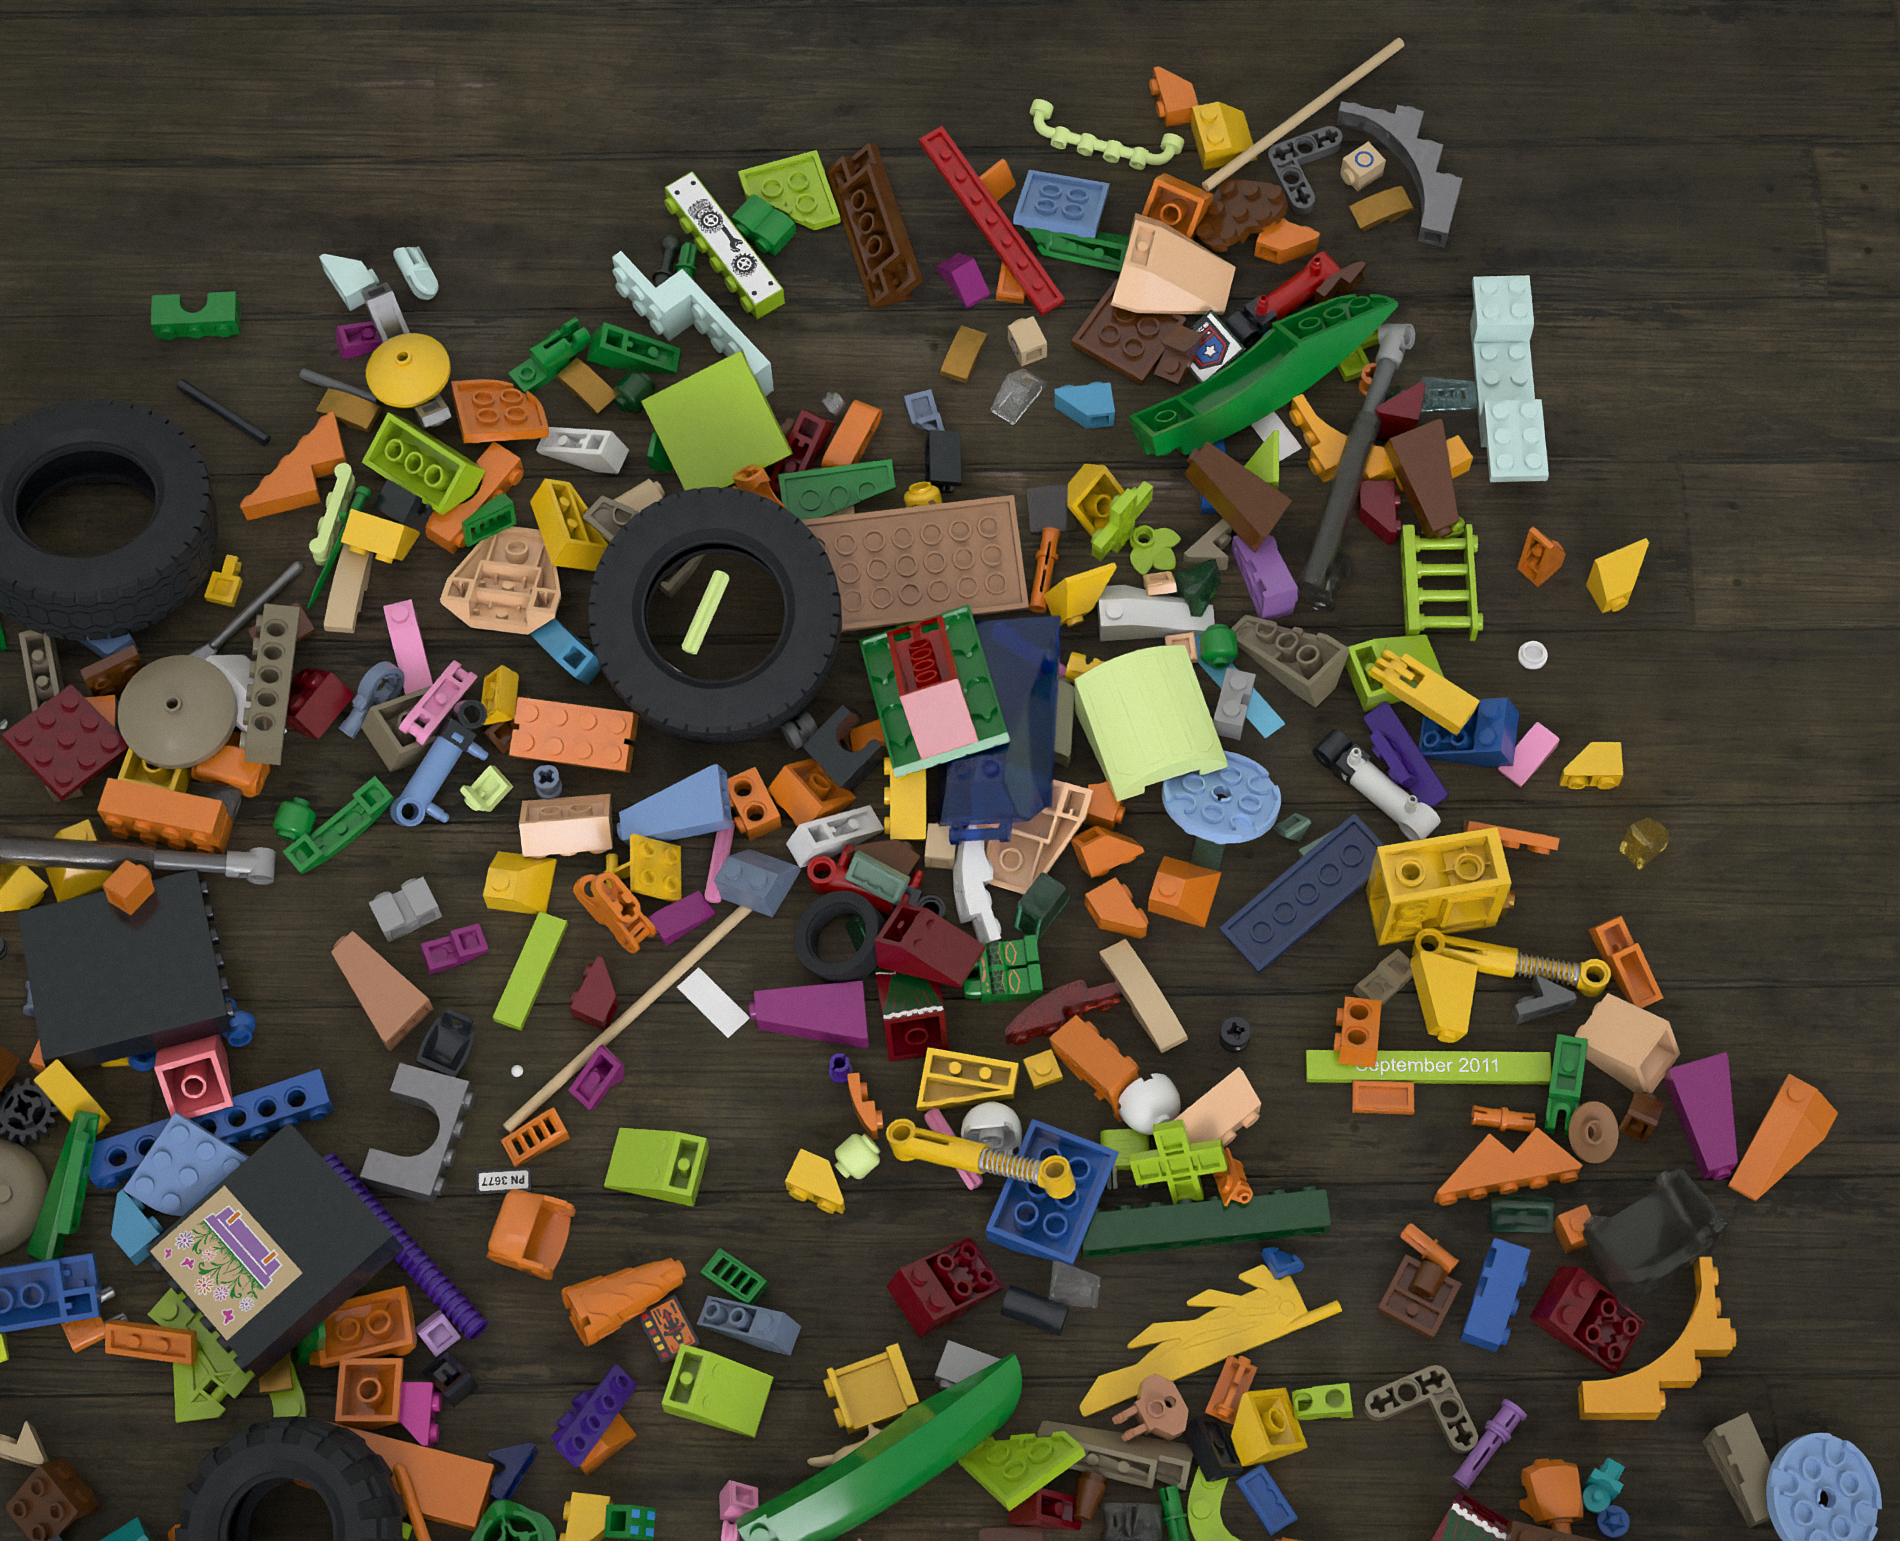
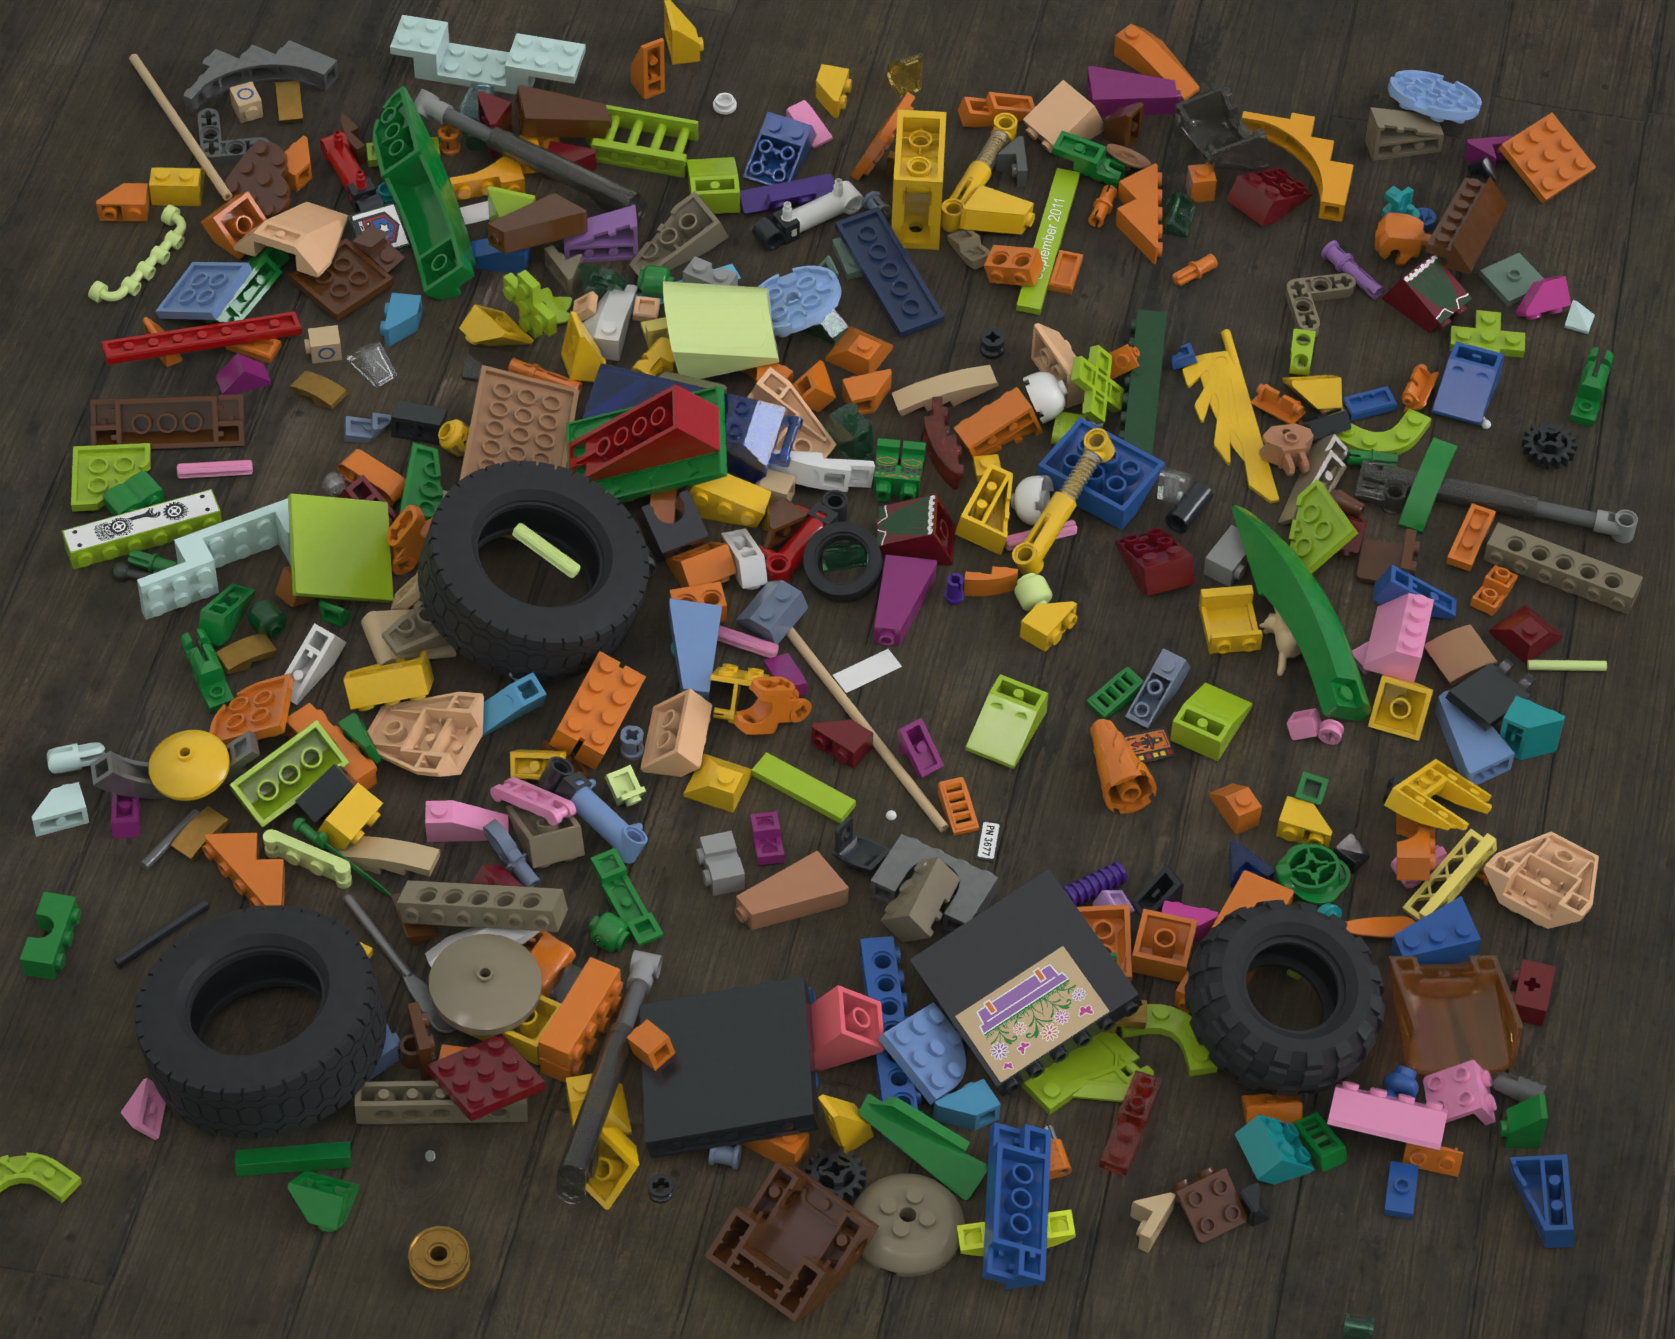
camera: 80 degrees left, 15 degrees down
(135, 1403) = (1131, 1123): none -> clear red slope
(151, 1341) = (1079, 1103): orange plate -> none
(379, 1119) = (920, 900): none -> dark tan wedge
(531, 1233) = (1042, 823): orange piece -> none
(591, 1415) = (1217, 799): dark purple bracket -> none
(828, 288) = (214, 469): none -> bright pink axle
(877, 878) = (801, 521): sand green plate -> none
(926, 946) = (873, 500): dark red slope -> none
(1419, 1296) = (1230, 282): reddish brown plate -> none
(1432, 697) = (748, 154): yellow hinge -> none
(1496, 1295) = (1241, 235): blue wedge -> none

